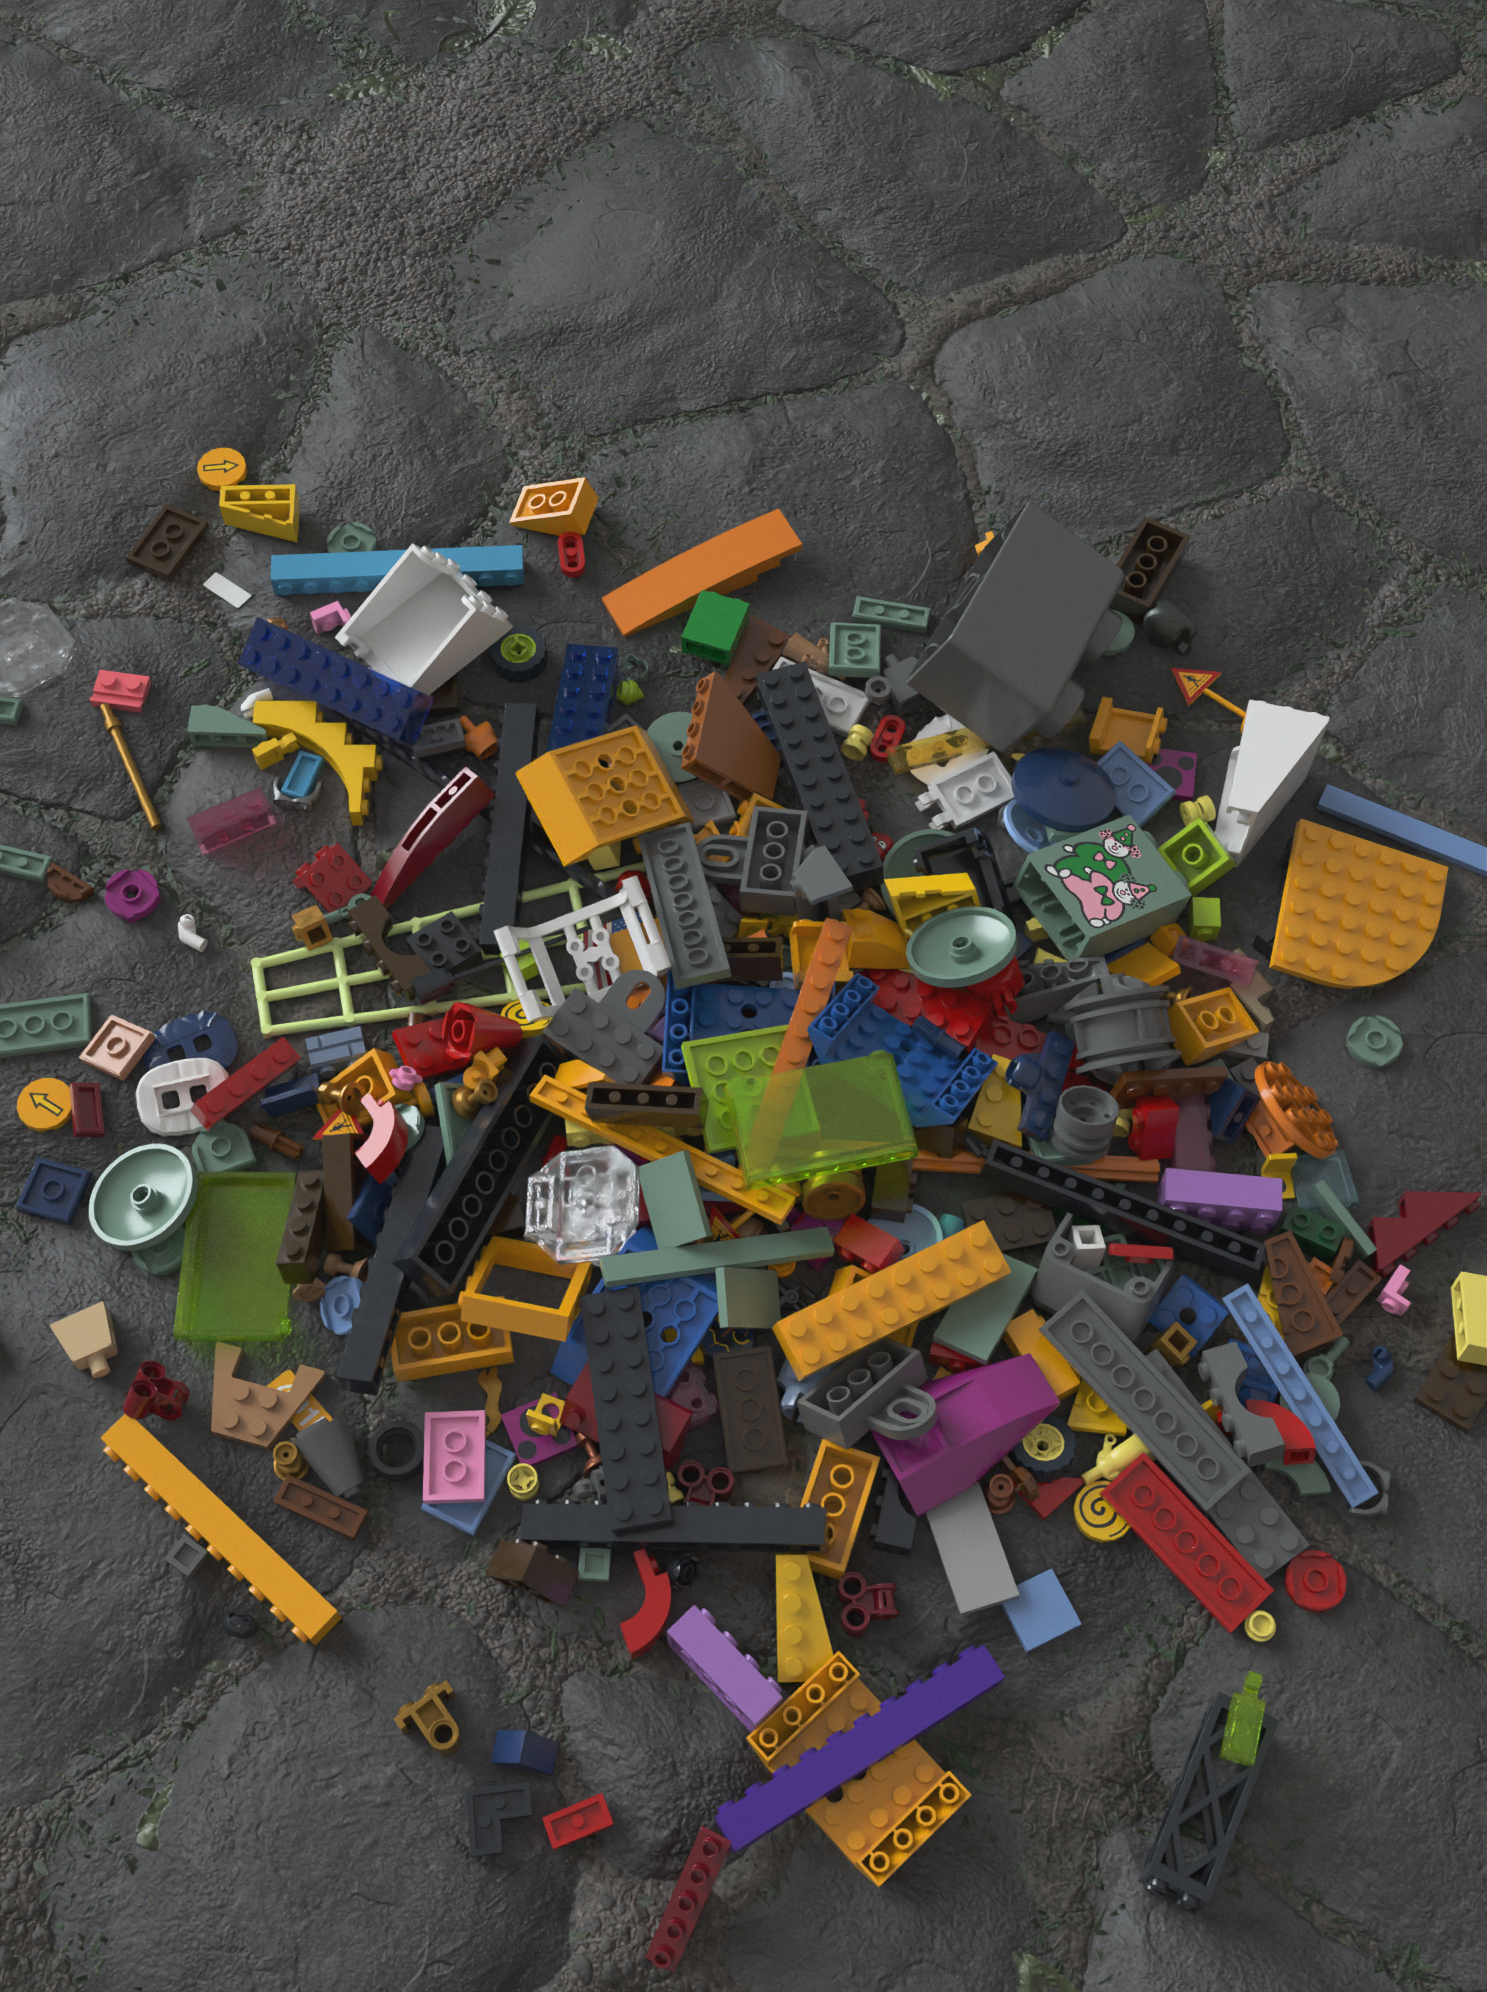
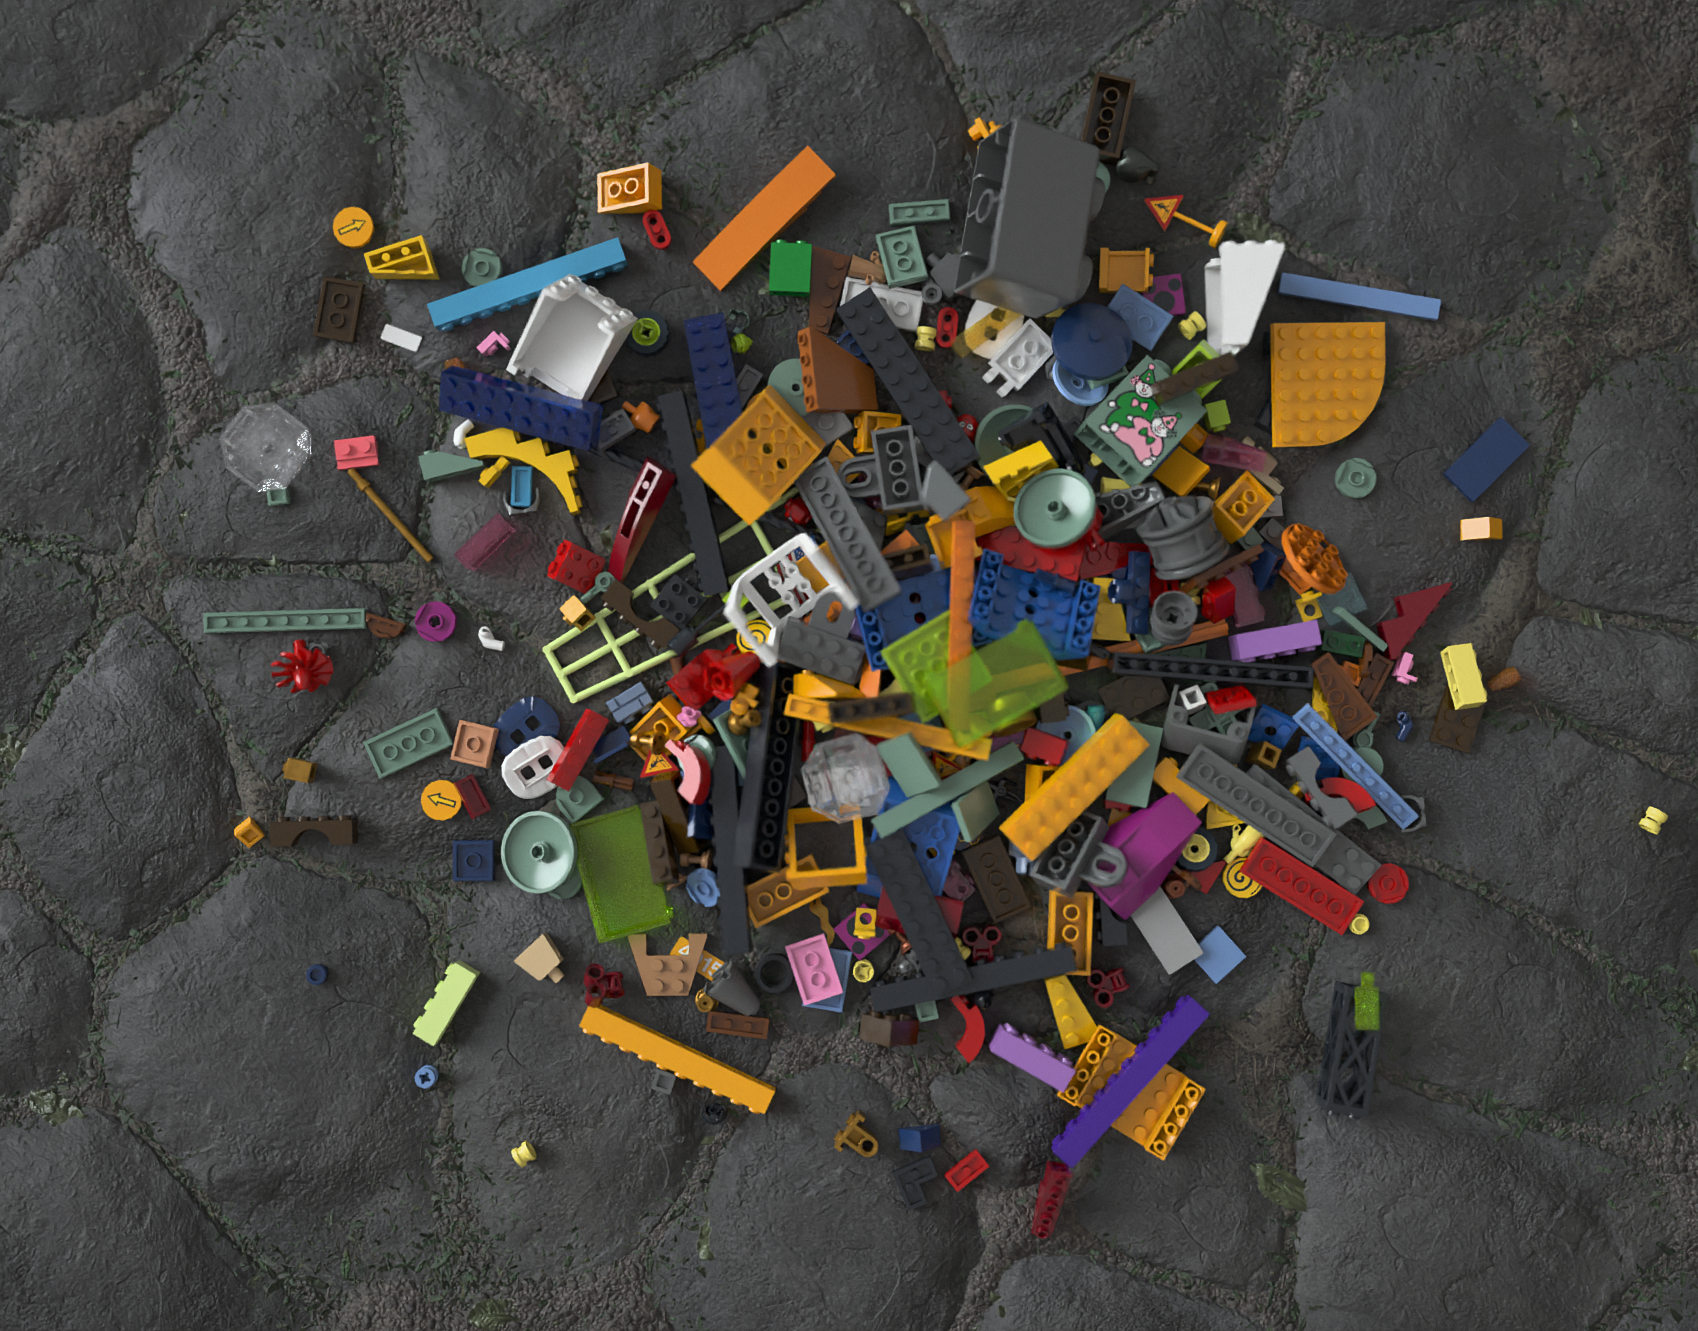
camera: 15 degrees left, 25 degrees up
(1182, 845) = (1194, 378): none -> dark brown brick

